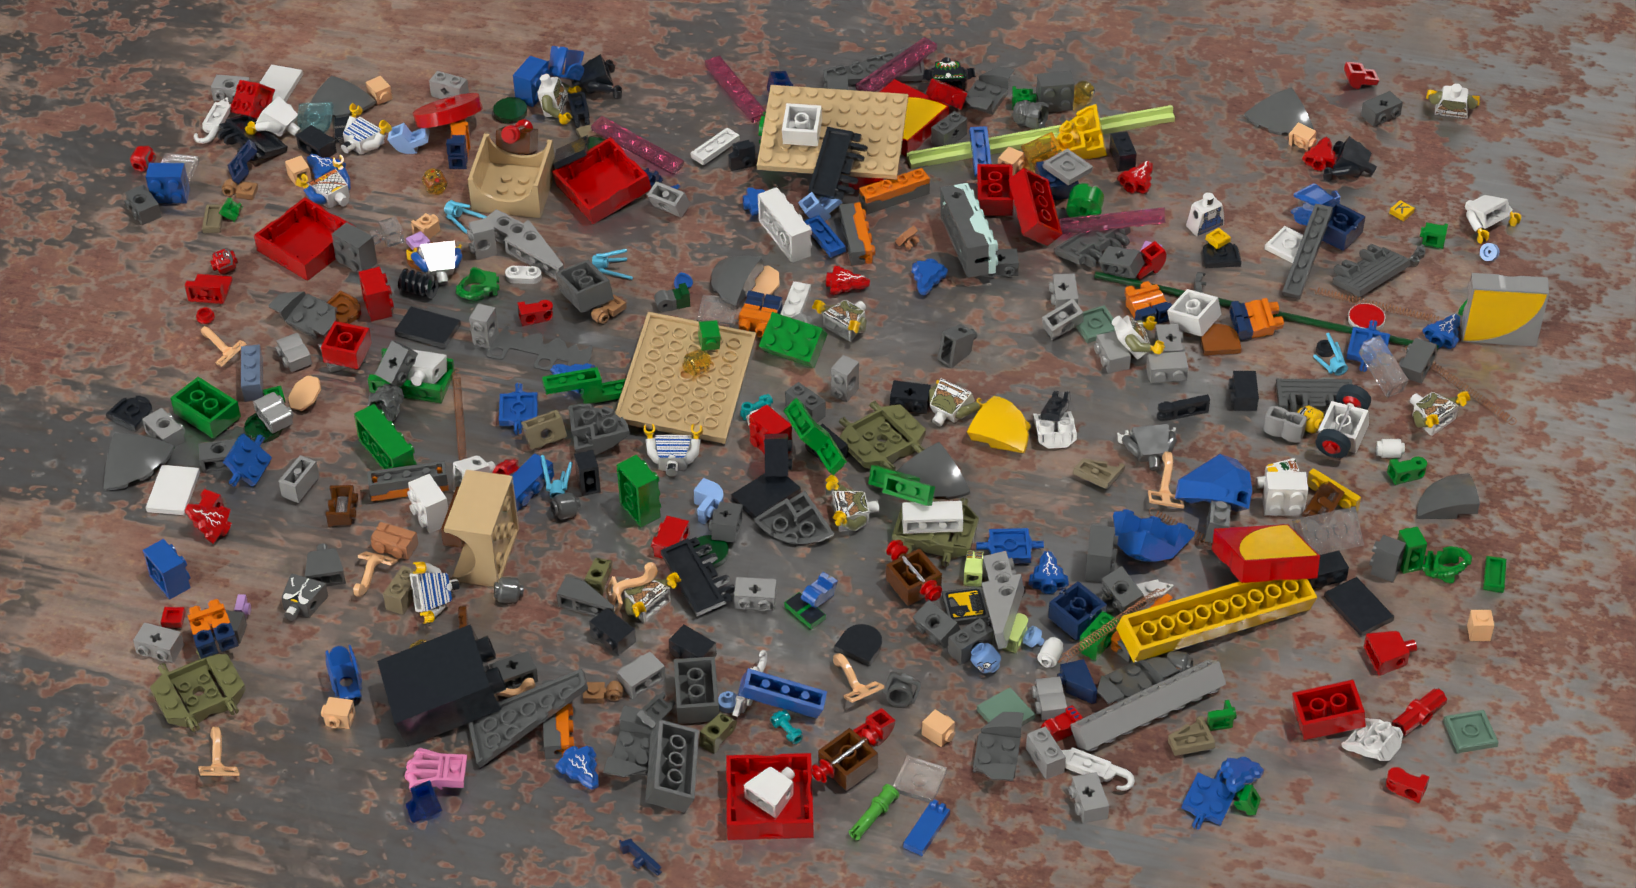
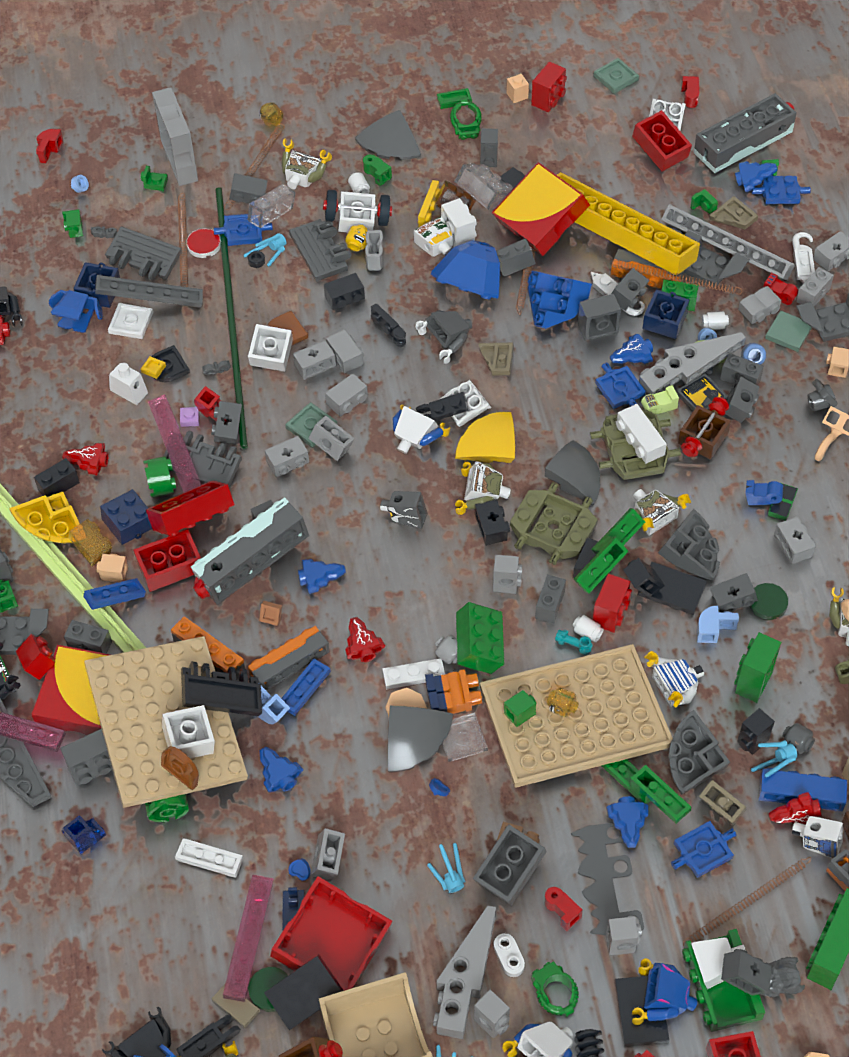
camera: 115 degrees left, 10 degrees up
(427, 335) = (665, 994): none -> blue torso
(669, 533) = (780, 628): red brick -> none
(673, 299) = (469, 782): leg -> none
(697, 575) = (809, 587): black hinge -> none
(735, 88) = (93, 888): clear pink plate -> none
(742, 155) = (215, 819): black brick -> none
(773, 111) = (180, 766): none -> dark orange tile
(784, 225) = (316, 719): white brick -> none
(843, 318) = (418, 612): torso -> none
(860, 643) = (789, 449): black tile -> none
(901, 485) = (621, 467): green bracket -> none
(1031, 114) = (34, 572): dark grey hair -> none
(1043, 379) = (415, 429): none -> white torso
(1067, 166) = (120, 498): light grey tile -> none
(1078, 681) = (727, 301): dark blue slope -> none
(1135, 337) = (326, 378): torso -> none
(1147, 302) = (270, 390): orange hips -> none
(1164, 492) = (467, 305): light nougat piece -> none
(1255, 318) = (251, 307): orange hips -> none
(1305, 791) = (745, 132): none -> dark grey piece
(1359, 606) = (539, 152): black tile -> none
(1388, 650) = (576, 131): red torso -> none
(1401, 210) = (45, 257): yellow tile -> none
(1414, 549) = (470, 137): green brick -> none
(1420, 711) = (621, 101): red piece -> none
(1444, 332) = (198, 188): blue rock -> none
(1464, 644) = (548, 87): none -> red brick
(1488, 211) = (31, 195): white torso -> none
(1530, 415) = (271, 114): none -> clear yellow head
(1560, 245) = (48, 142): none -> red brick

